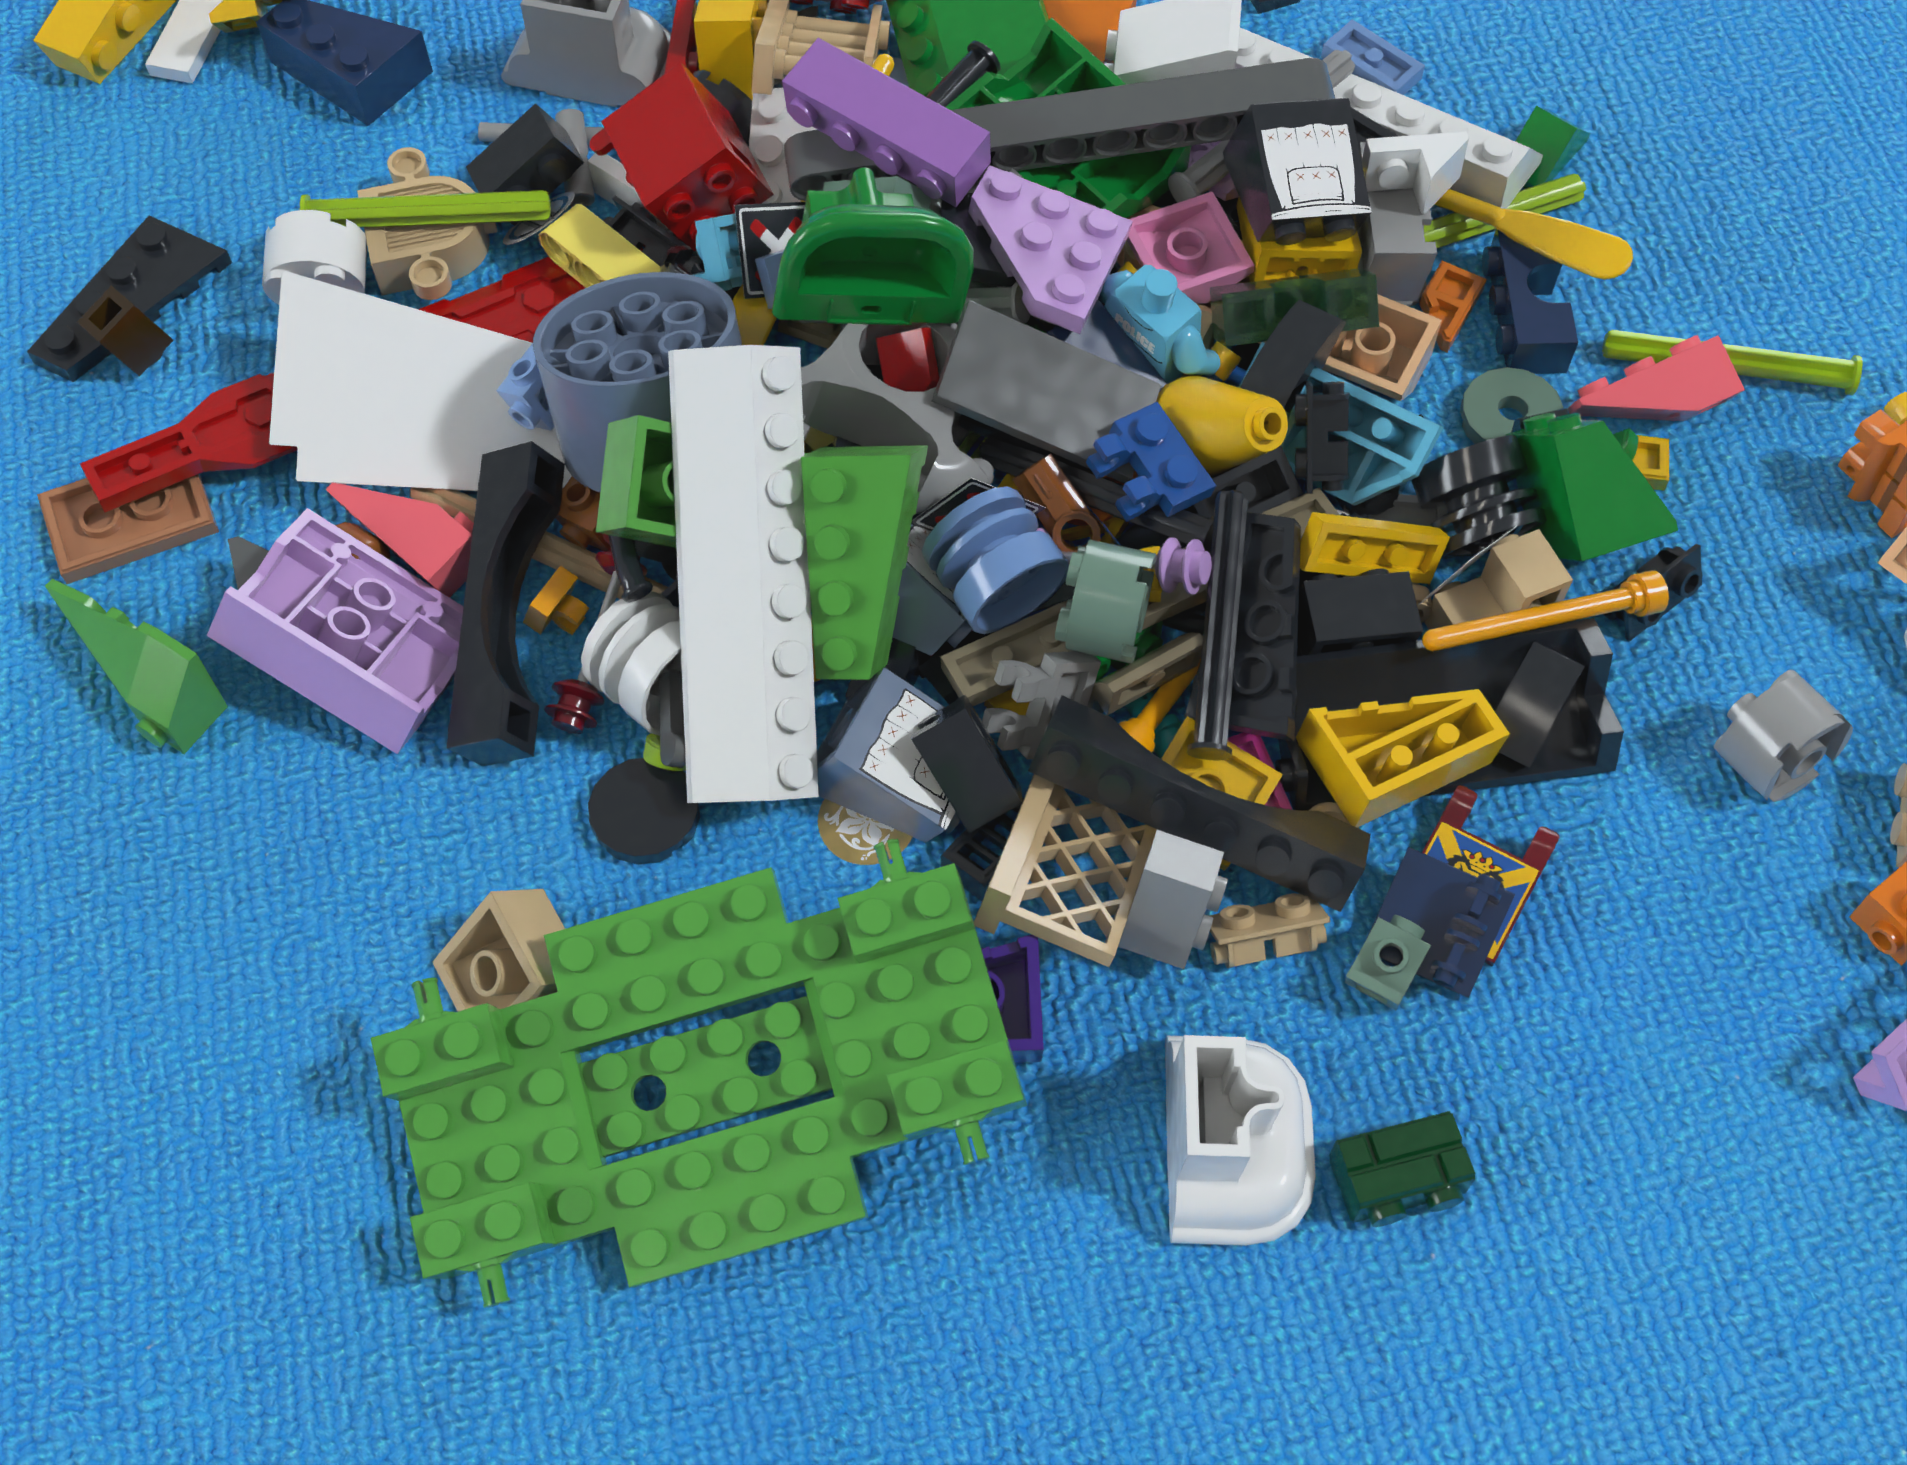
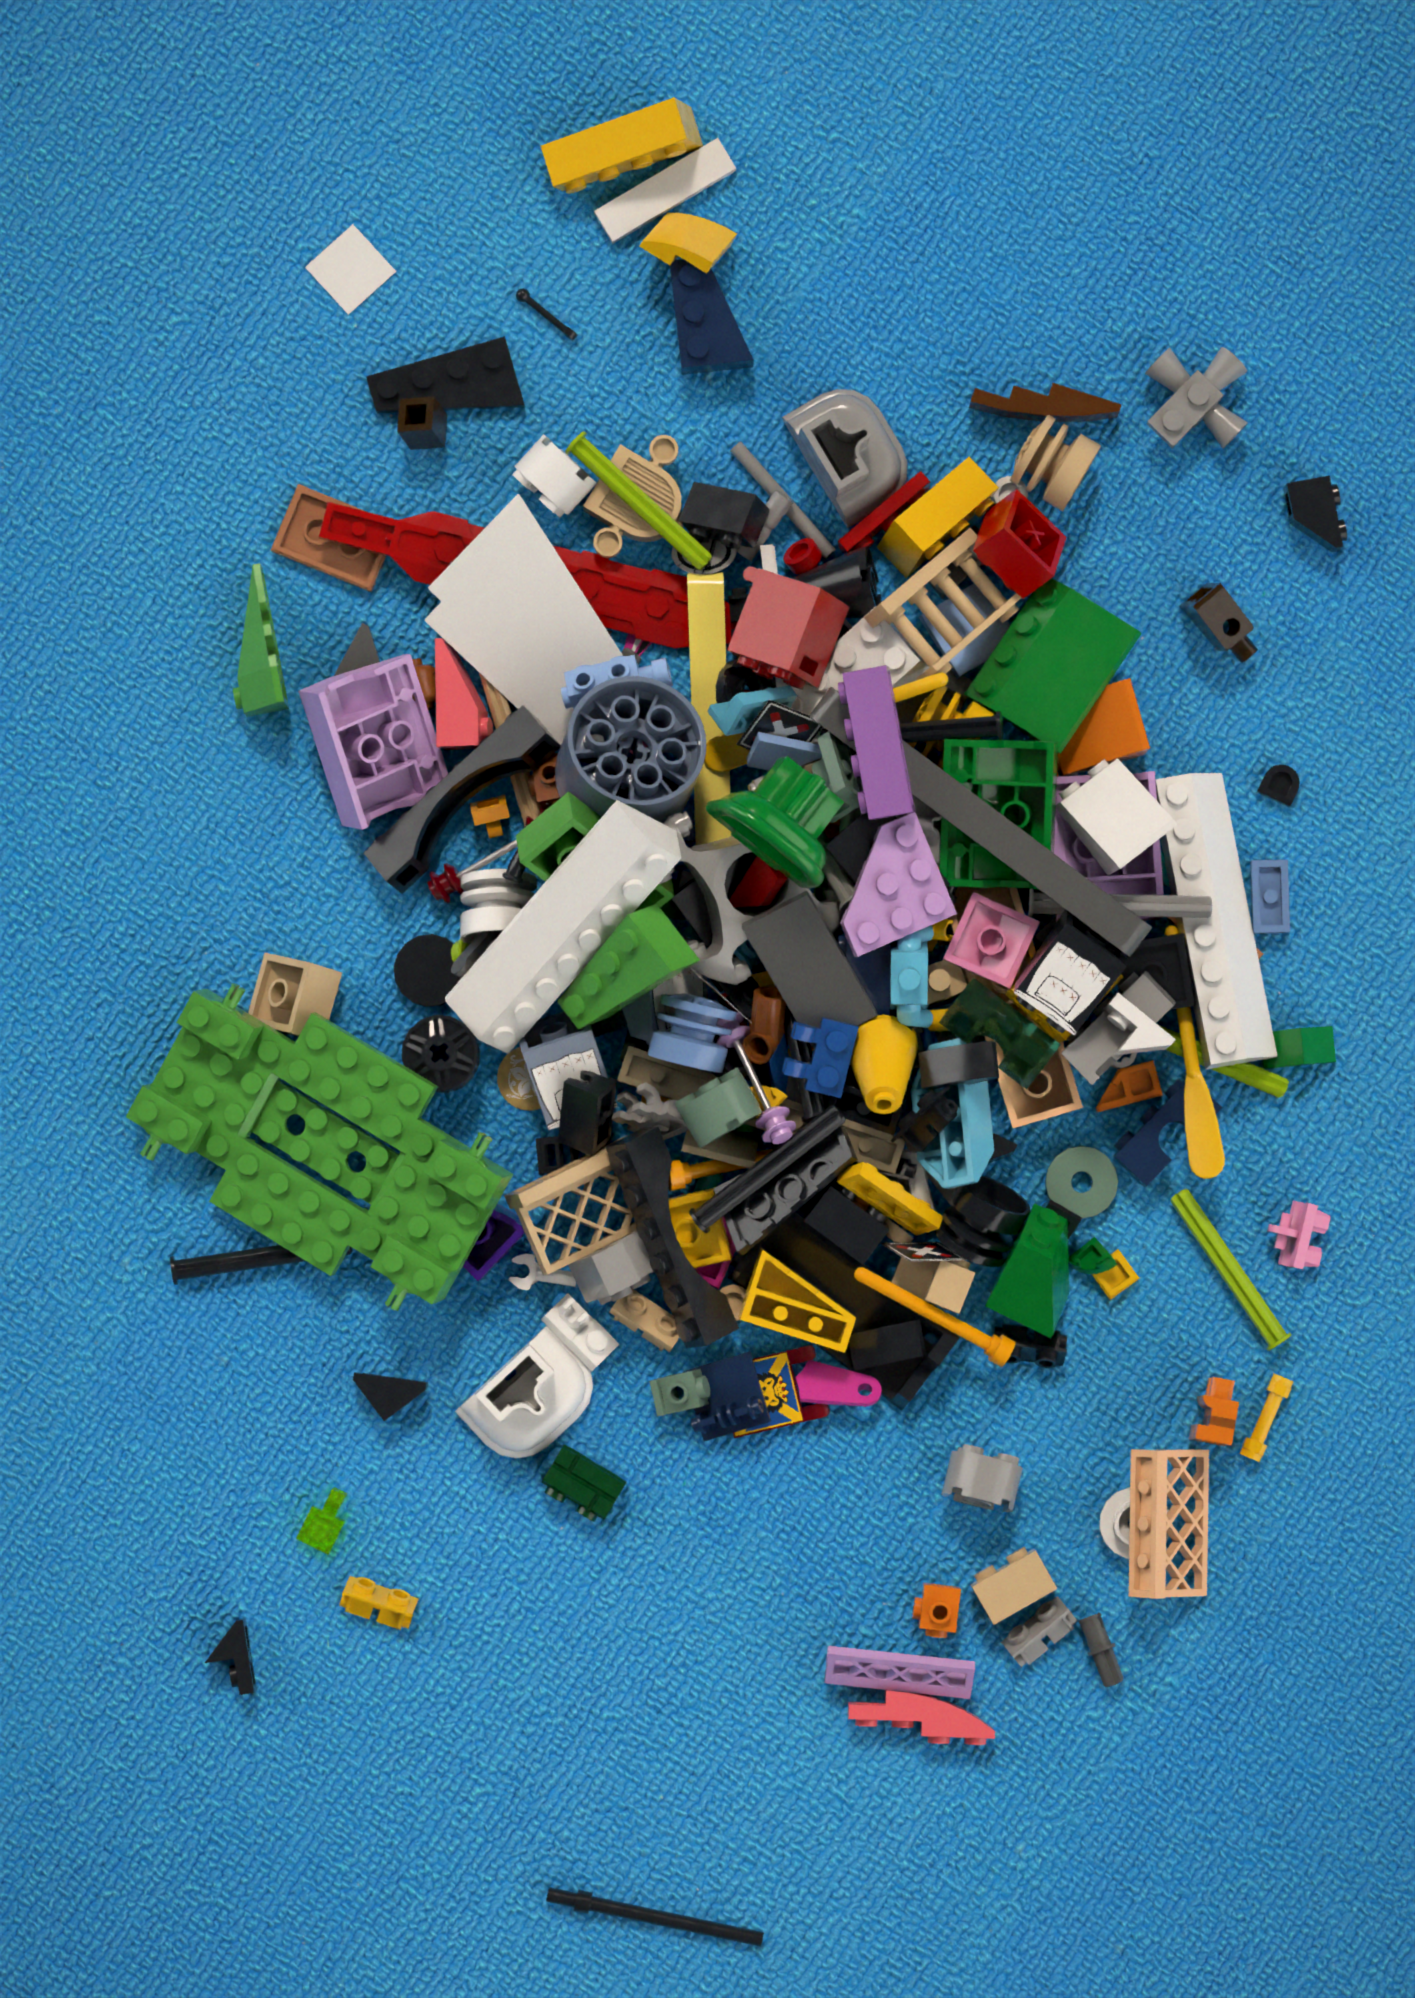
camera: 45 degrees right, 25 degrees up
(216, 171) = (523, 295): none -> black hinge
(732, 1331) = (232, 1262): none -> black axle
(744, 823) = (462, 1049): none -> black wheel
(1073, 1297) = (388, 1393): none -> black slope
(1096, 1000) = (558, 1277): none -> white bar
(1210, 1010) = (580, 1332): none -> white plate
(1531, 801) = (836, 1386): none -> dark pink piece
(1672, 390) = (1168, 1256): coral slope -> none
(1750, 275) = (1295, 1234): none -> bright pink hips

